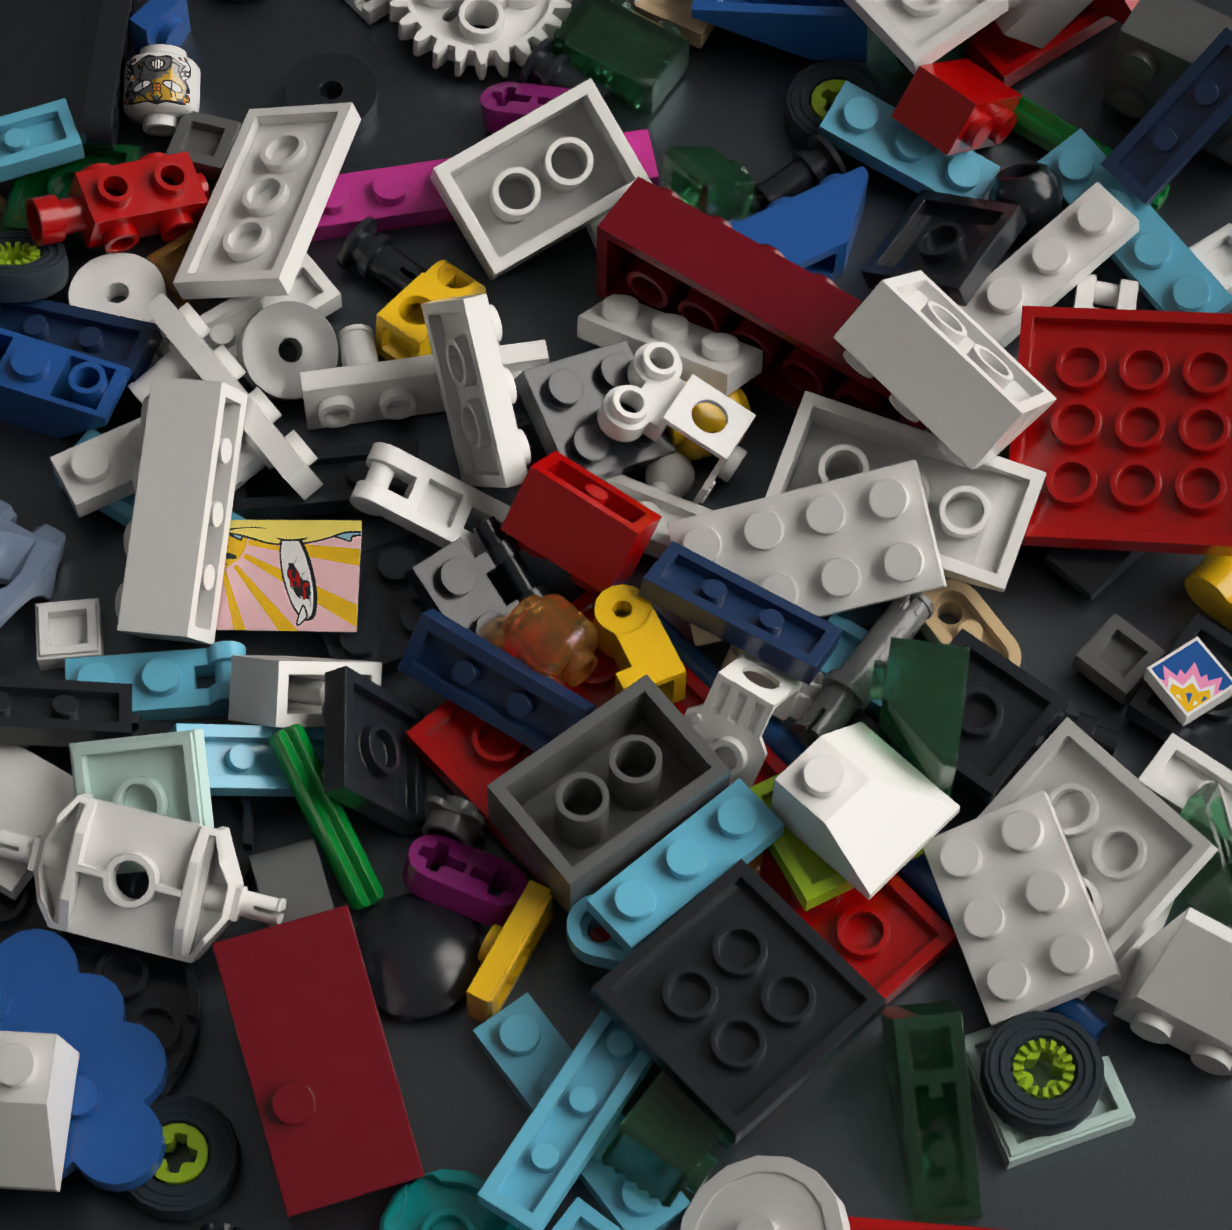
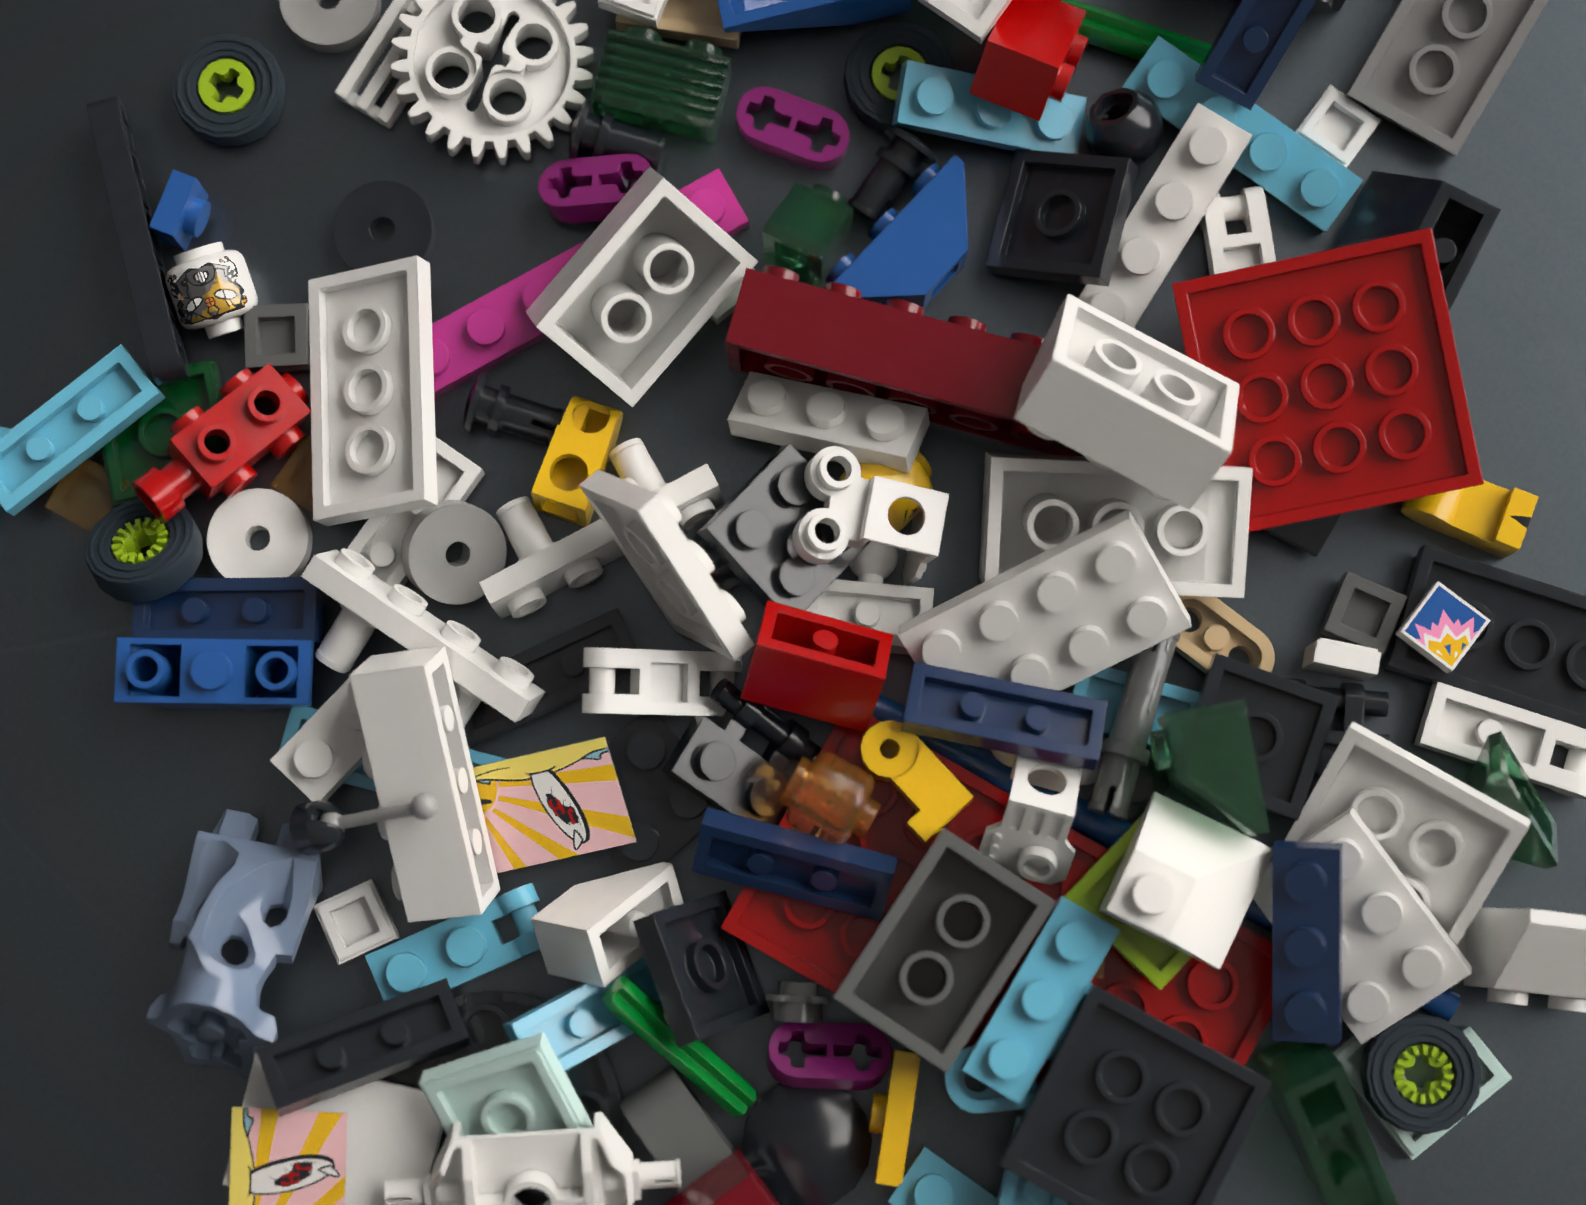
camera: 15 degrees left, 20 degrees up
(73, 518) = (321, 825): none -> hinge
(723, 124) = (796, 114): none -> magenta beam
(964, 899) = (1307, 942): none -> dark blue plate
(1085, 686) = (1341, 659): none -> white tile

